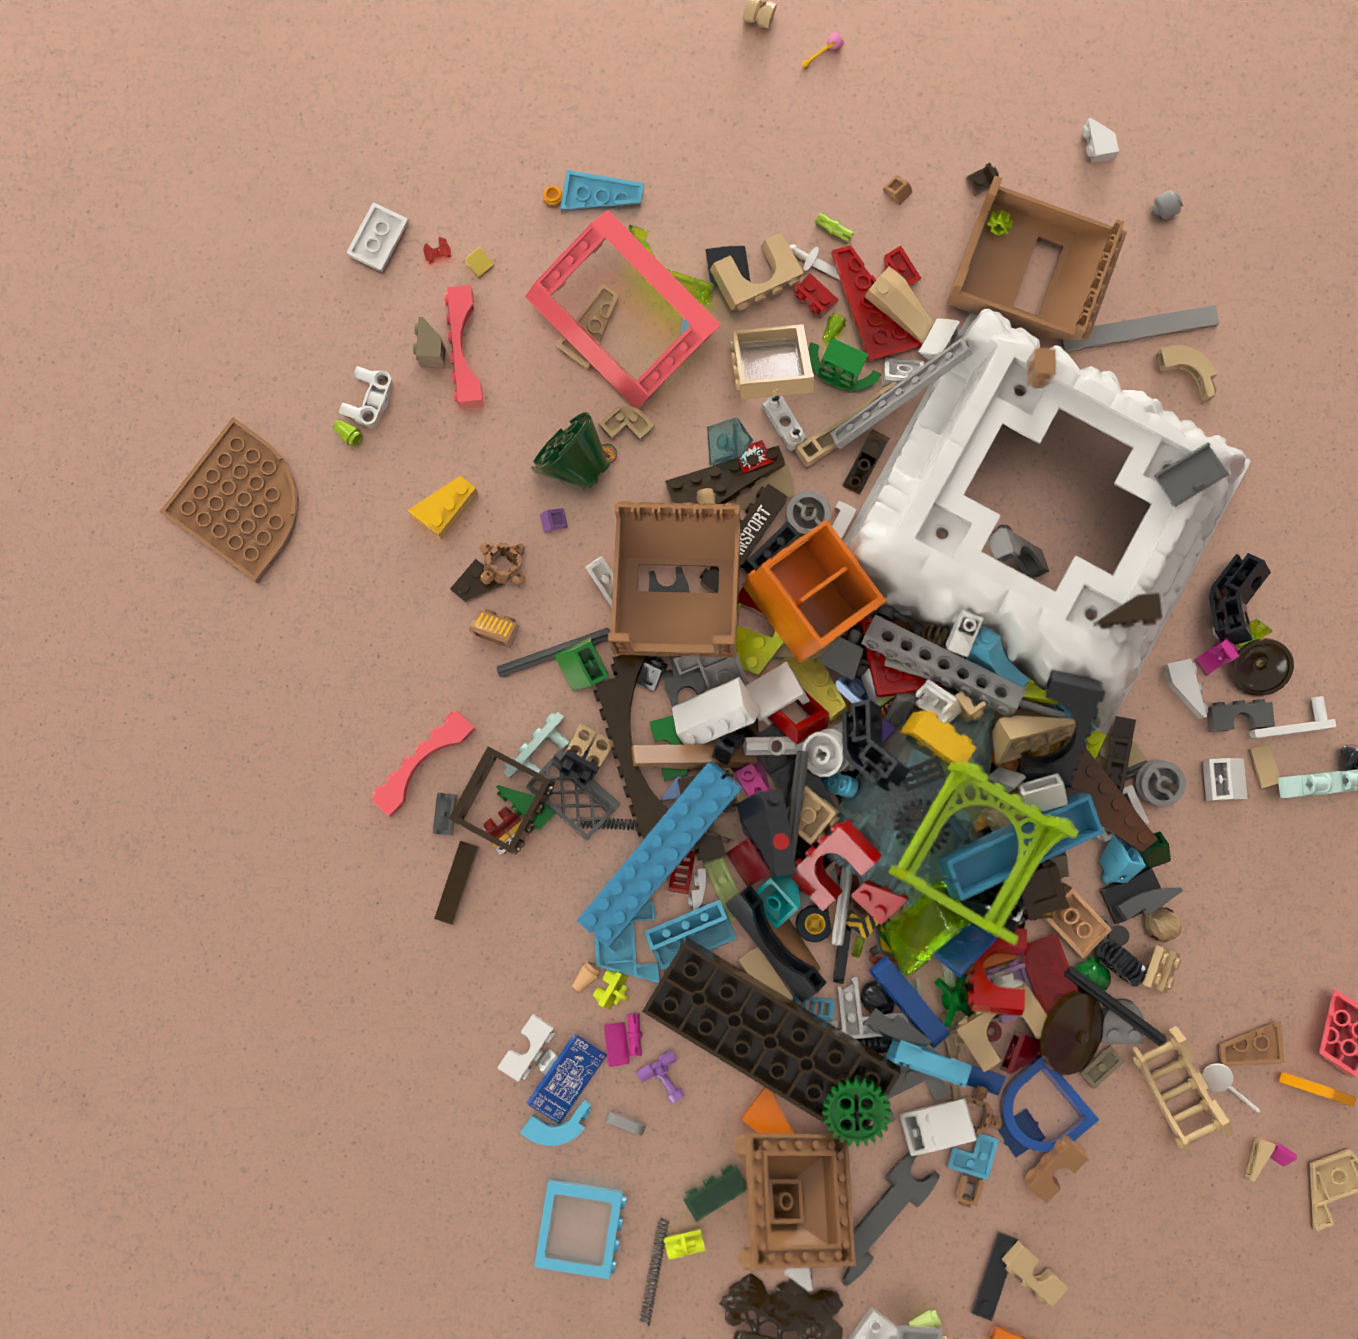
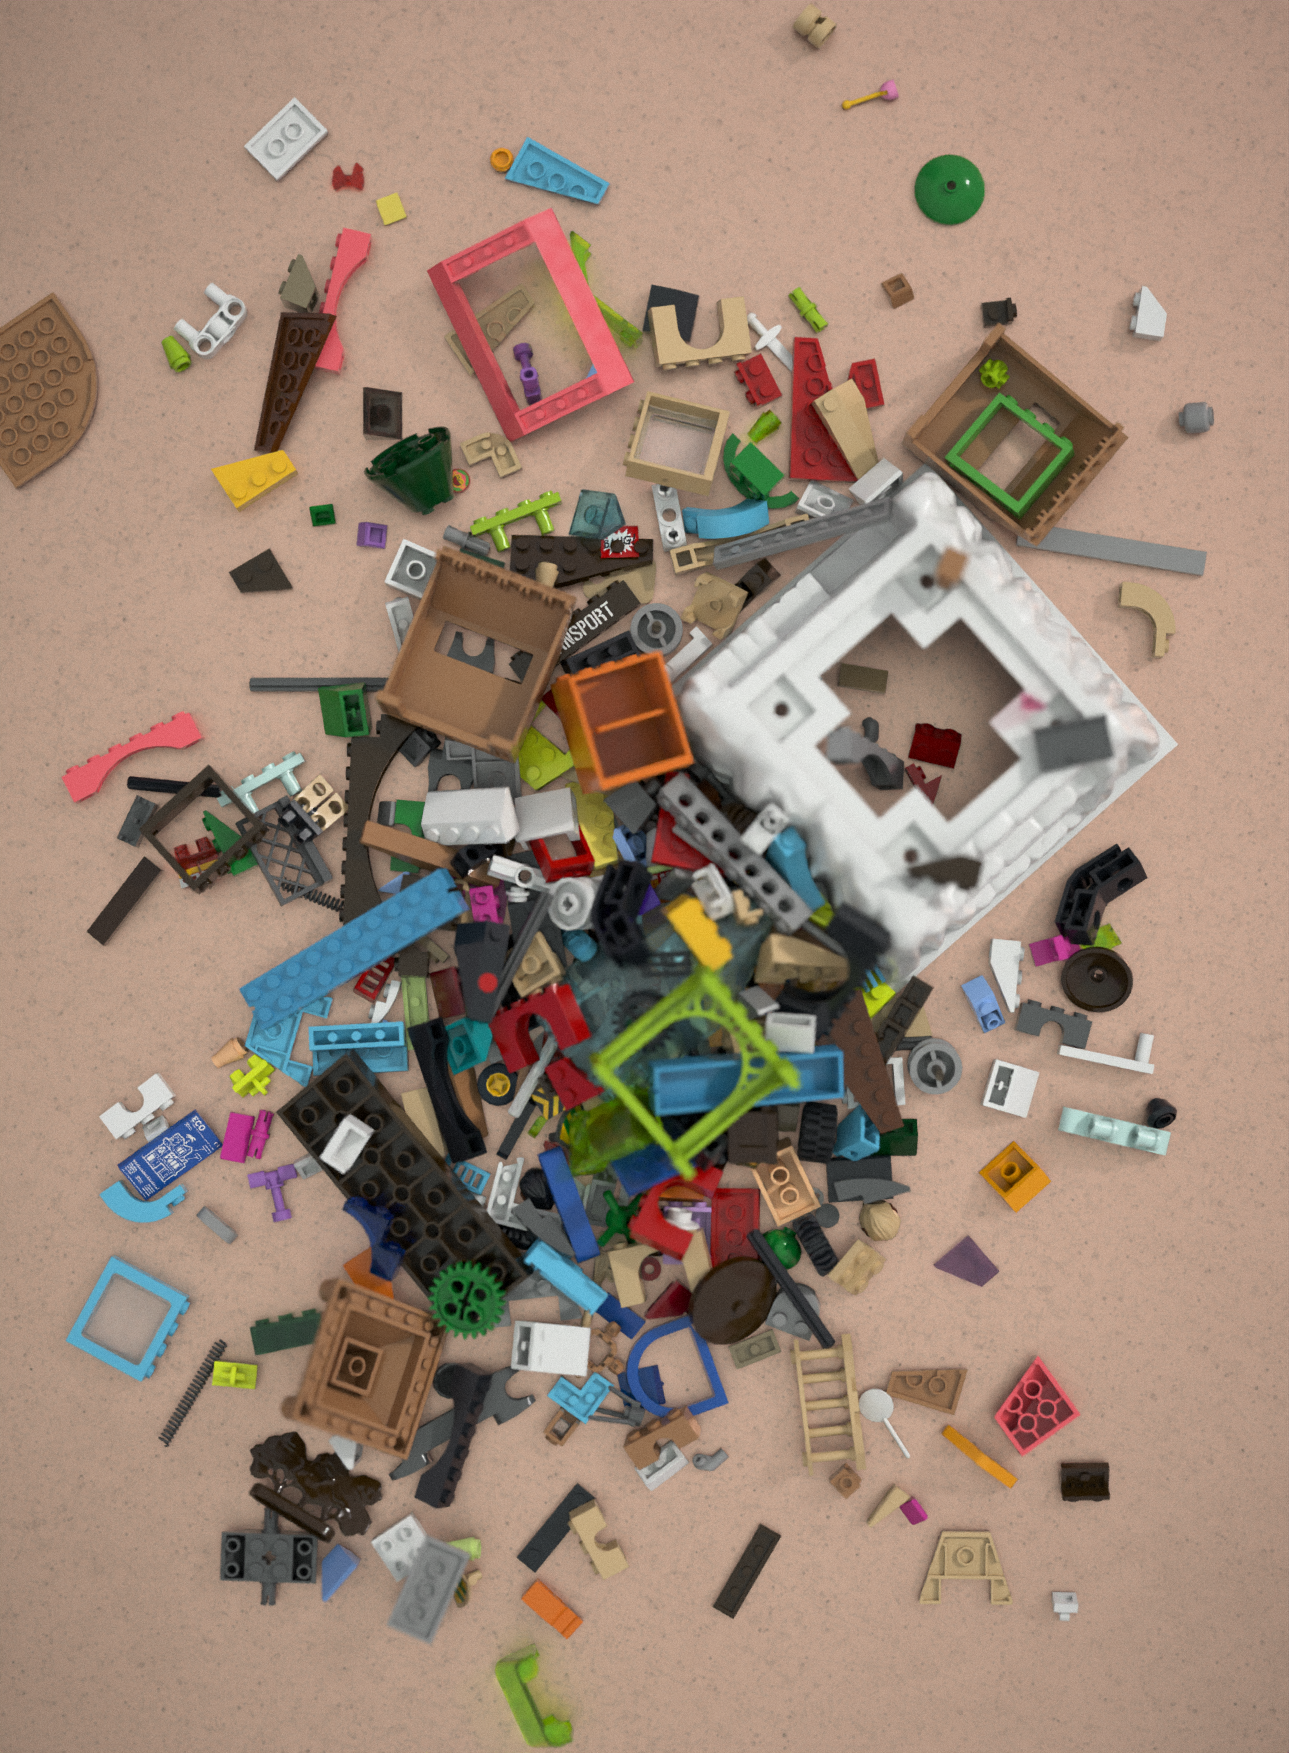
camera: 20 degrees right, 5 degrees up
(443, 405) = (294, 356): none -> reddish brown wing
(459, 777) = (167, 786): none -> black axle
(494, 628) = (262, 634): medium nougat slope -> none
(509, 517) = (322, 515): none -> green slope
(513, 555) = (281, 570): medium nougat piece -> none
(528, 422) = (382, 414): none -> clear smoke slope
(597, 534) = (411, 569): none -> white brick
(619, 496) = (466, 540): none -> light grey axle
(635, 349) = (528, 374): none -> medium lavender bar
(644, 735) = (386, 813): none -> light grey slope
(669, 456) = (504, 517): none -> lime plate
(682, 1047) = (307, 1166): none -> white slope
(711, 1017) = (347, 1144): none -> white panel
(758, 1074) = (376, 1222): none -> clear blue arch
(774, 762) = (517, 894): none -> white plate
(832, 410) = (726, 522): none -> medium azure arch
(848, 477) = (715, 604): none -> tan panel
(864, 1183) = (443, 1378): none -> dark grey hair
(885, 1189) = (468, 1392): none -> black arch
(904, 110) = (948, 205): none -> green dish
(930, 992) = (597, 1205): none -> light grey slope
(987, 495) = (863, 678): none -> tan slope
(1023, 1159) = (631, 1415): none -> dark grey plant
(1039, 246) = (1015, 507): none -> bright green window
(1057, 559) = (917, 778): none -> red slope
(1061, 528) = (935, 745): none -> red bracket
(1069, 1185) = (669, 1463): none -> white slope
(1088, 870) = (817, 1132): none -> black tyre
(1099, 1175) = (709, 1463): none -> light grey arm
(1142, 455) = (1030, 703): none -> clear pink slope
(1164, 1255) = (746, 1571): none -> dark brown tile
(1178, 719) = (983, 1003): none -> light blue slope
(1217, 1149) = (845, 1480): none -> medium nougat window
(1245, 933) = (968, 1263): none -> clear purple wing
(1257, 849) = (1015, 1176): none -> light orange slope
(1265, 765) = (1060, 1088): tan tile -> none

